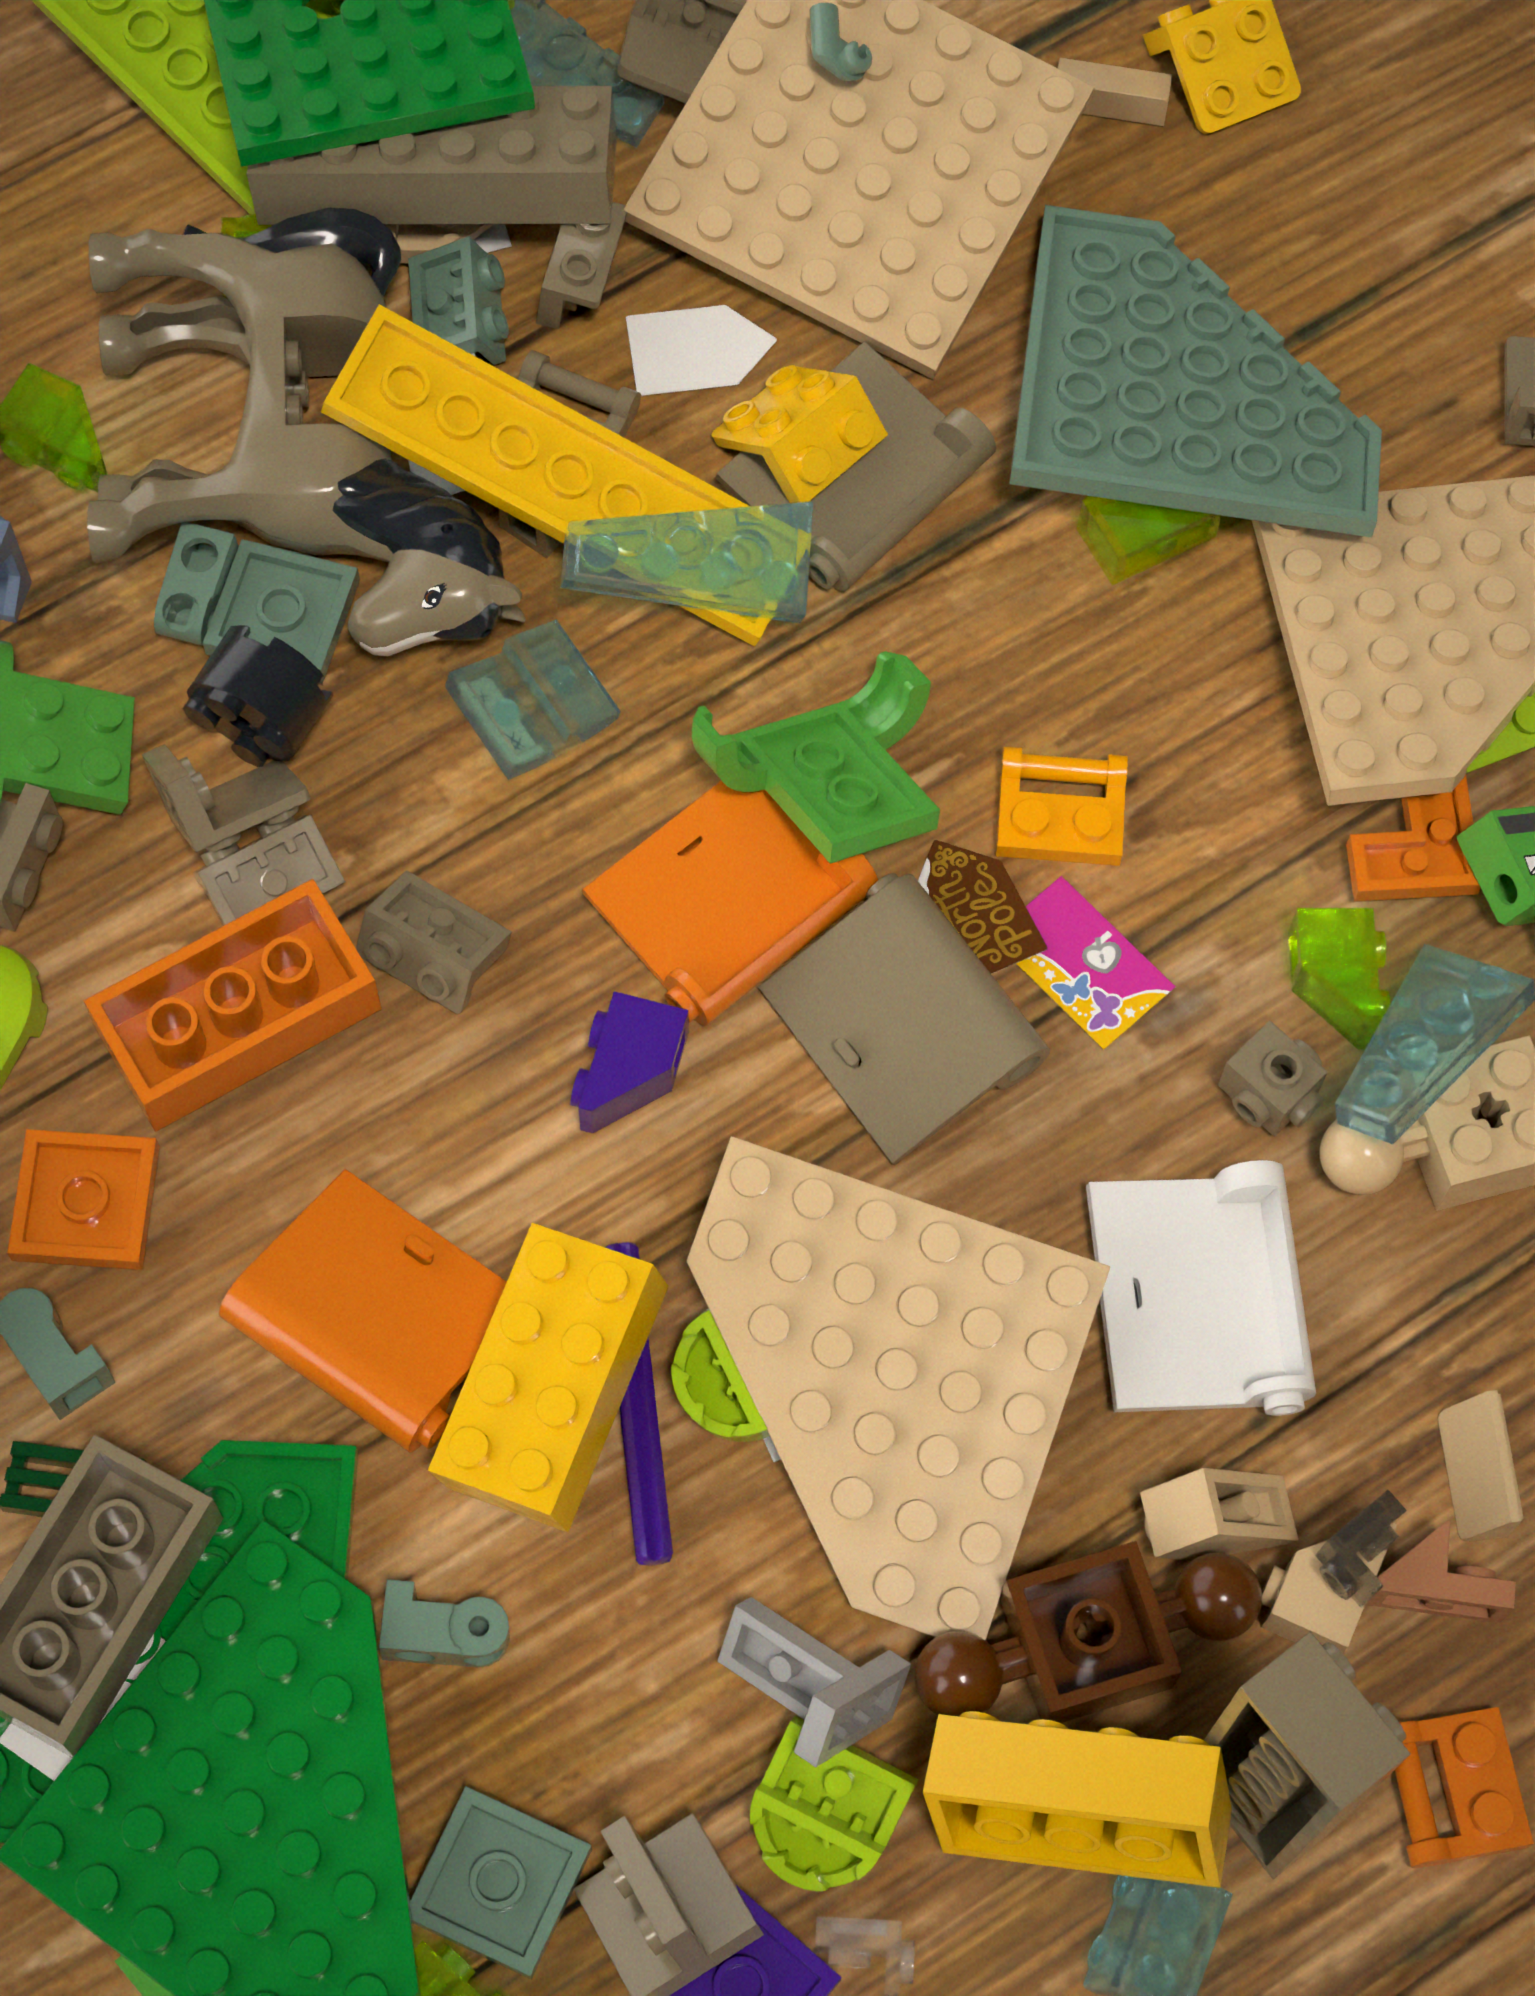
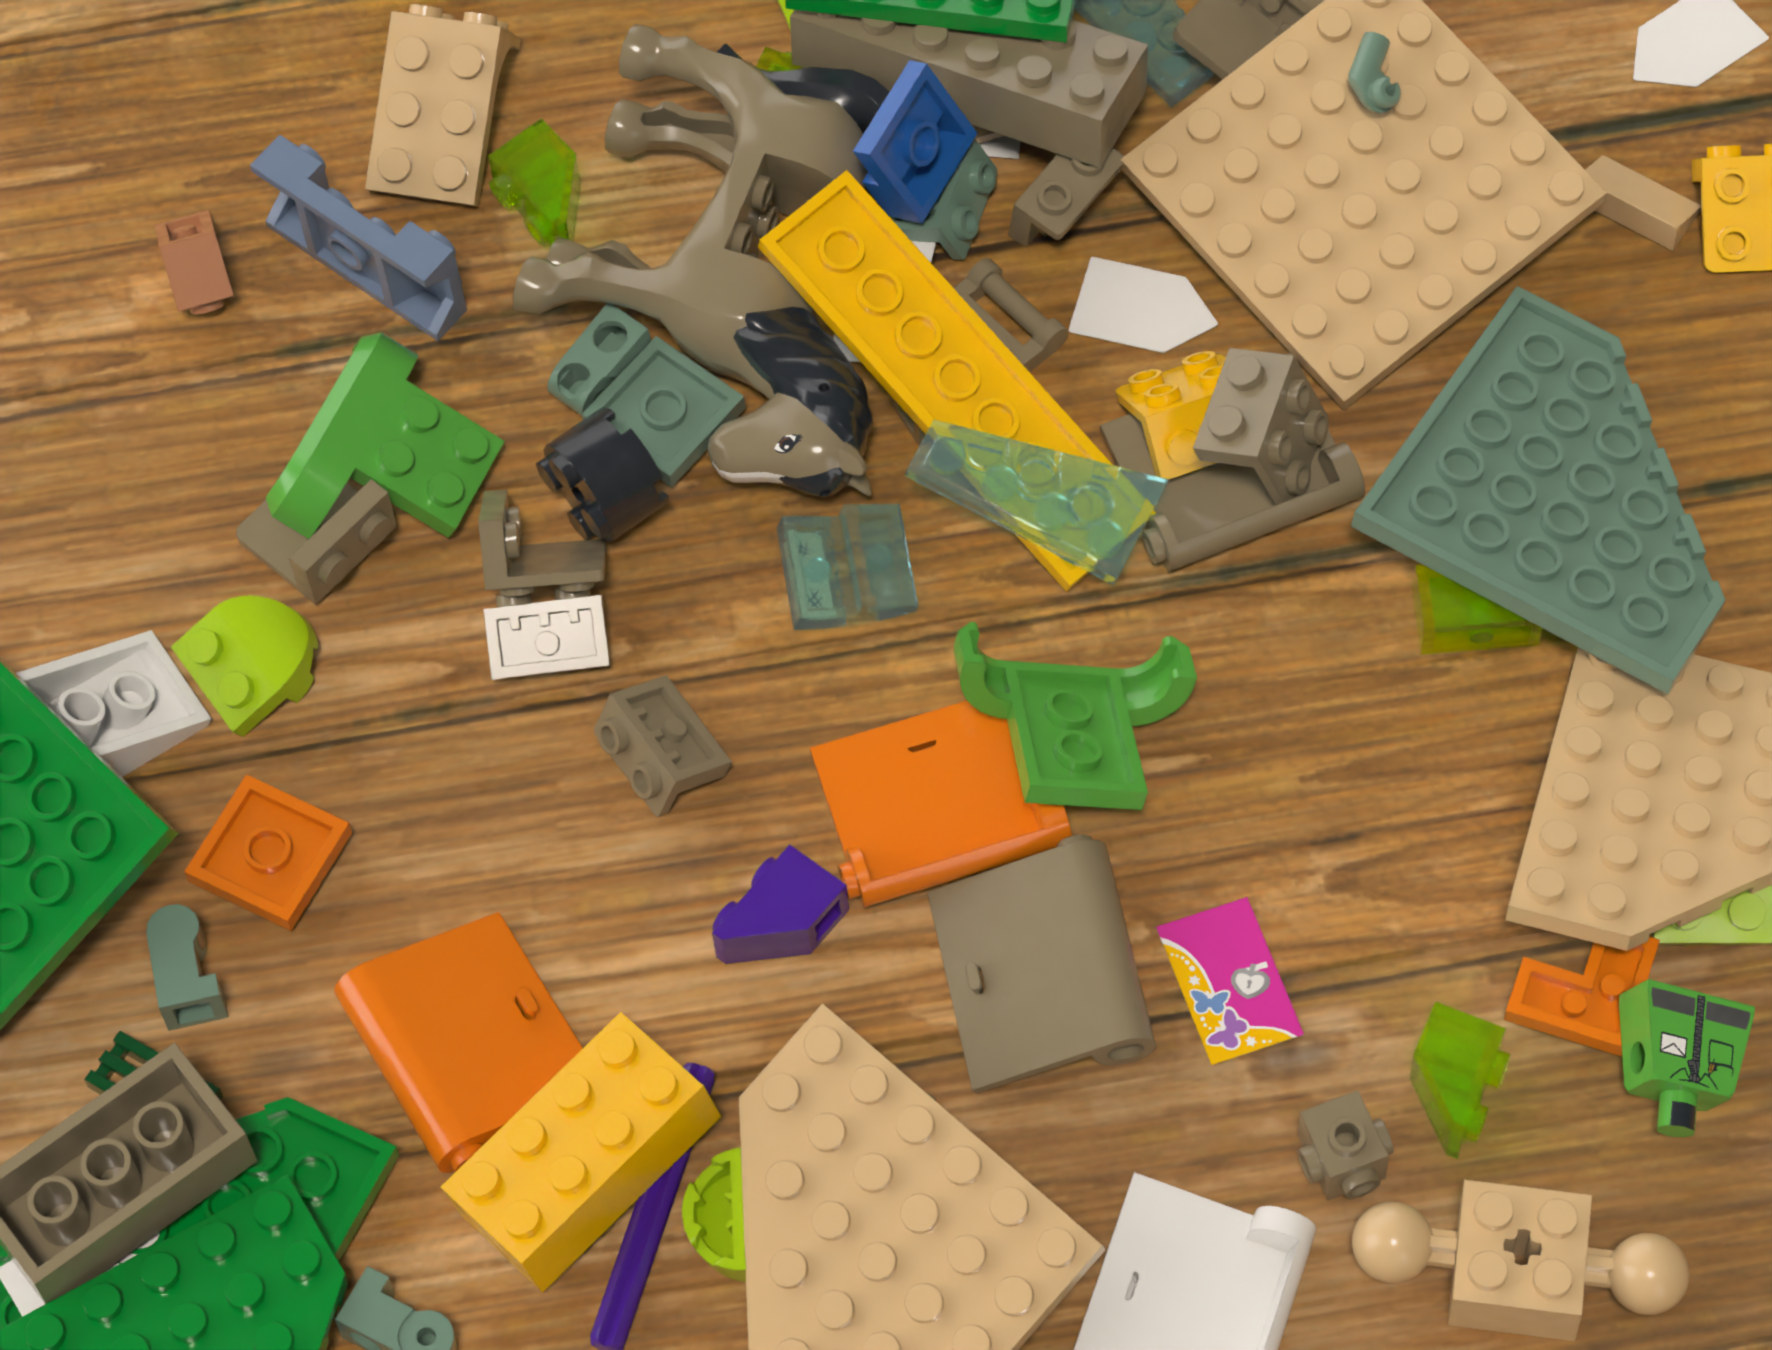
camera: 30 degrees right, 5 degrees down
(234, 1004) = (463, 734): orange brick -> none
(424, 257) = (913, 144): none -> blue plate
(881, 410) = (1264, 420): none -> dark tan bracket
(981, 905) = (1158, 896): reddish brown sticker -> none
(1059, 824) = (1267, 851): light orange plate -> none
(1428, 1038) = (1497, 1160): clear light blue wing -> none

